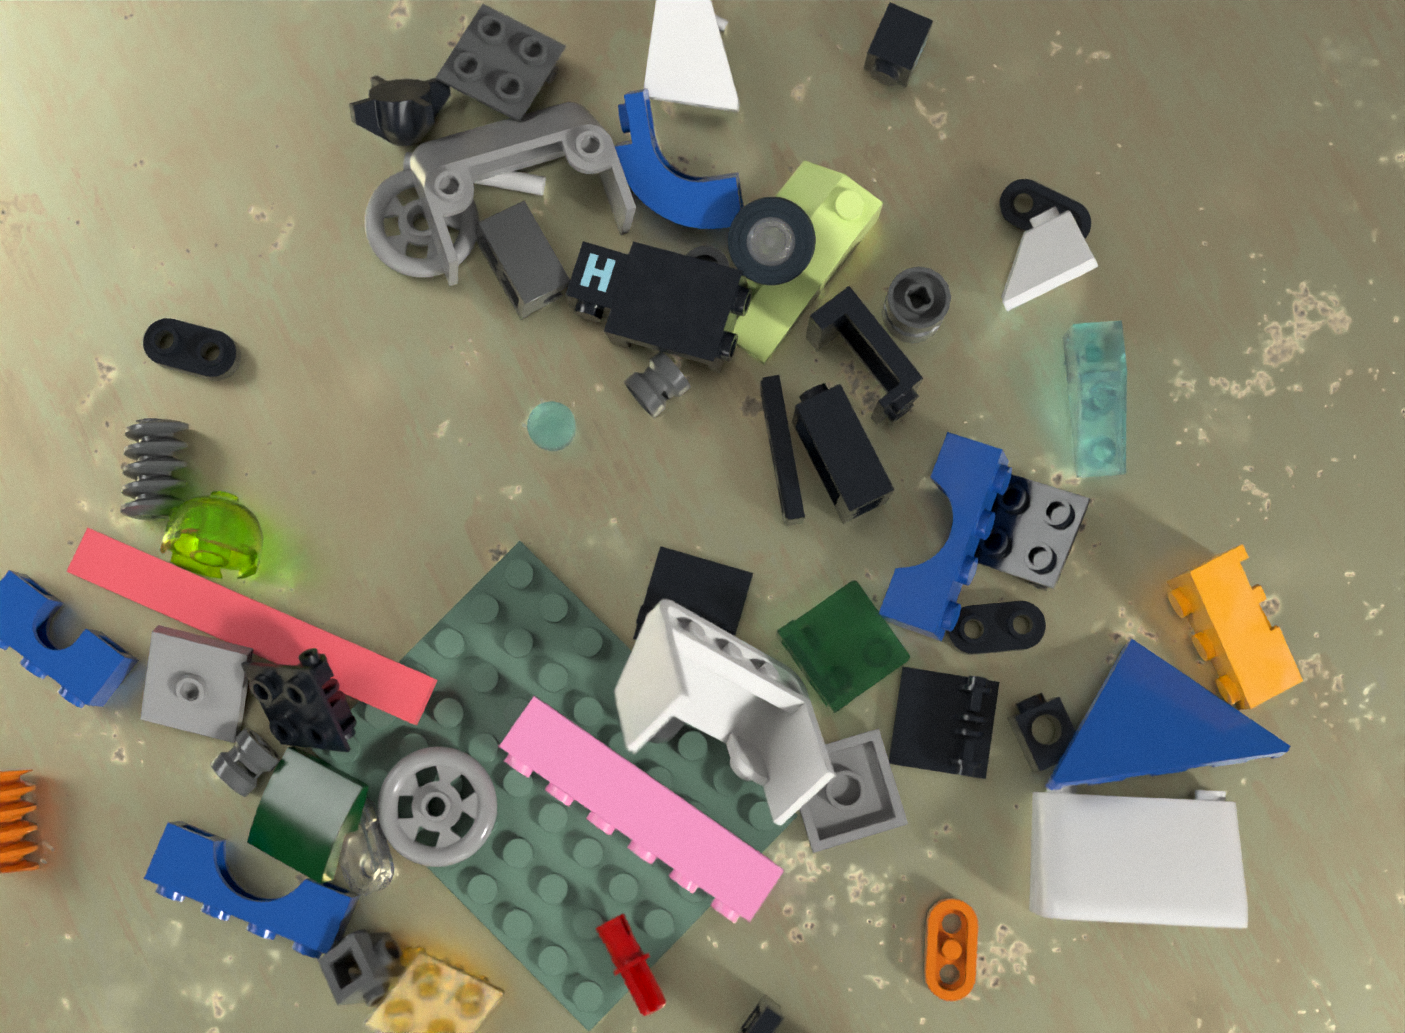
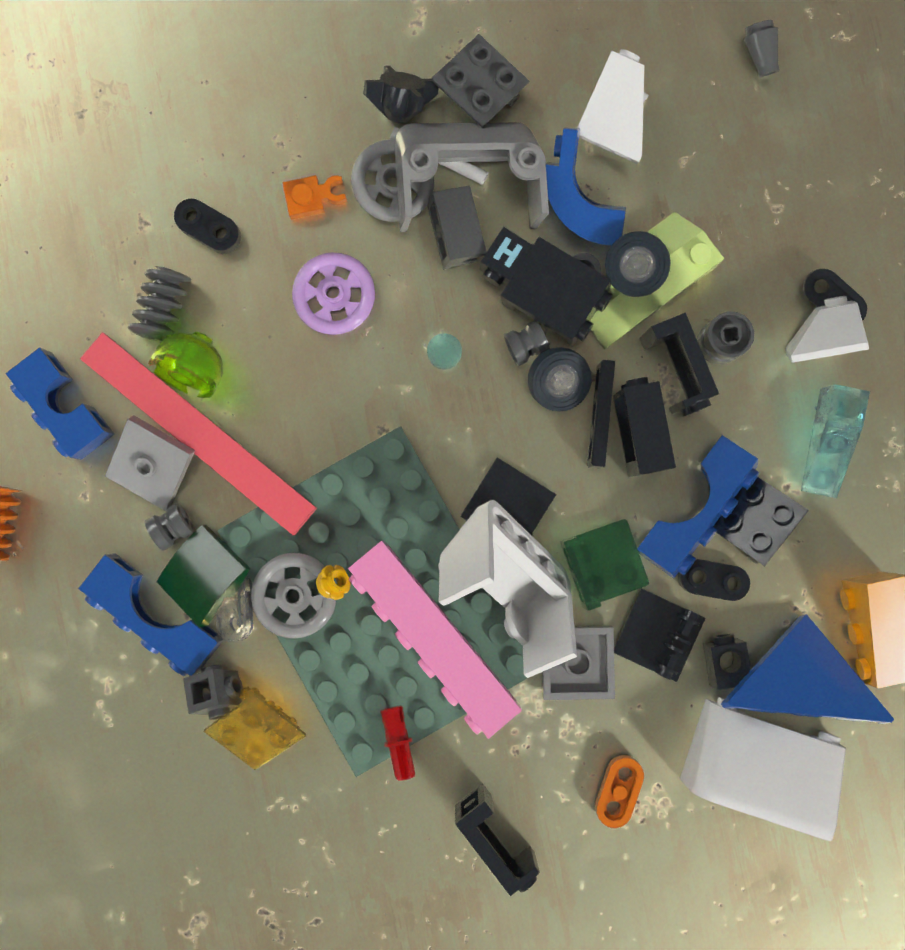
camera: 10 degrees right, 5 degrees up
(303, 702) = (220, 498): black hinge -> none
(315, 275) = (307, 197): none -> orange plate
(419, 406) = (326, 265): none -> lavender plate
(478, 778) = (326, 584): none -> yellow plate
(713, 419) = (559, 379): none -> black wheel
(897, 45) = (765, 147): black brick -> none

